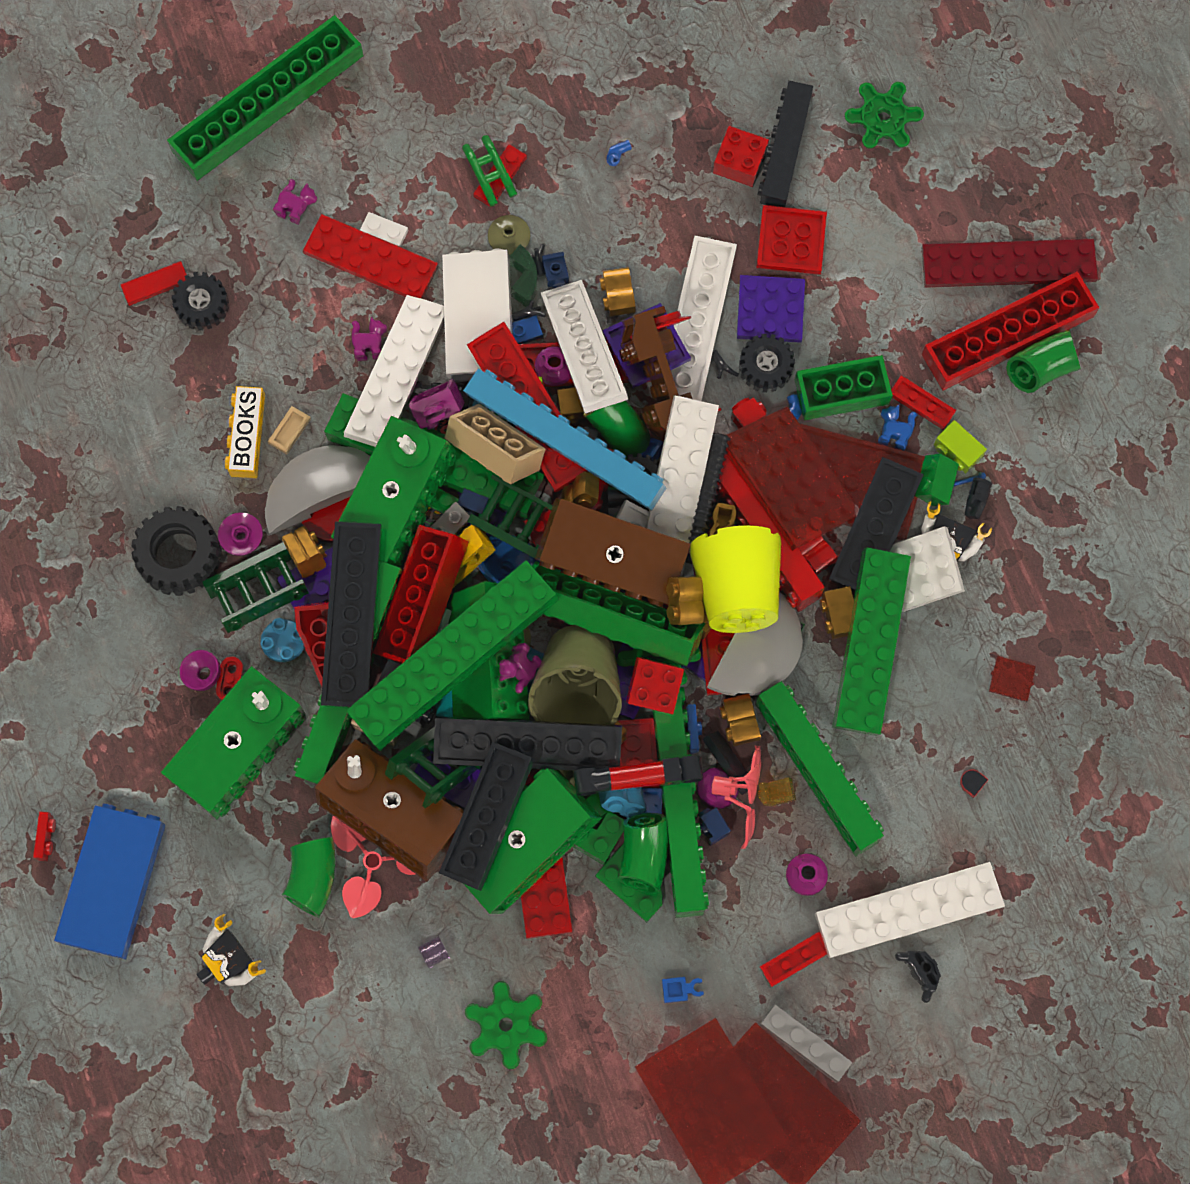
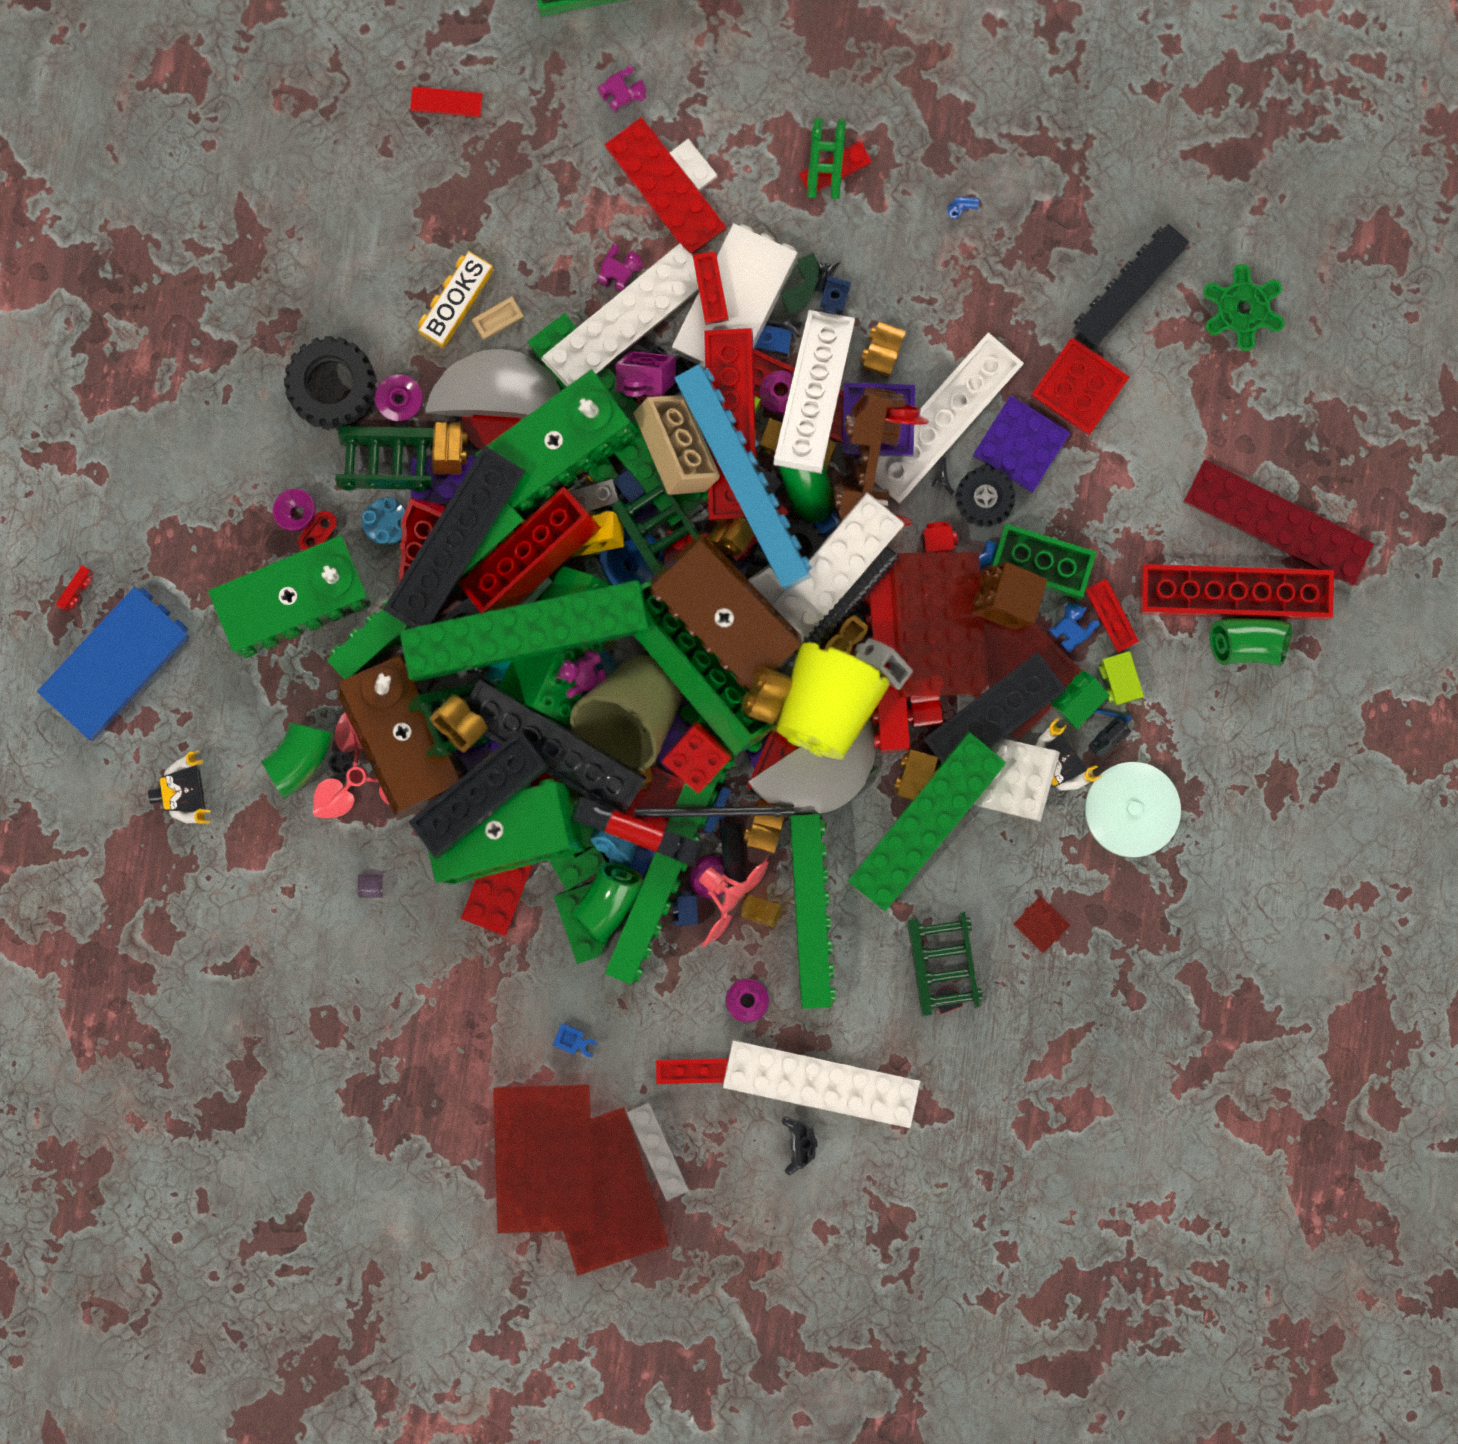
camera: 25 degrees right, 10 degrees up
(193, 293) = (479, 133): black wheel -> none
(350, 857) = (339, 761): none -> black wheel
(437, 764) = (458, 723): none -> pearl gold brick
(452, 311) = (710, 288): none -> red plate
(499, 239) = (806, 244): olive dish -> none
(520, 1033) = (417, 986): green plate -> none
(740, 156) = (1078, 275): red brick -> none
(743, 697) = (775, 811): none -> black bar
(768, 518) = (877, 654): none -> light grey torso
(834, 424) = (1009, 595): none -> reddish brown brick
(930, 756) = (925, 979): none -> dark green fence
(1030, 546) = (1132, 809): none -> light aqua dish

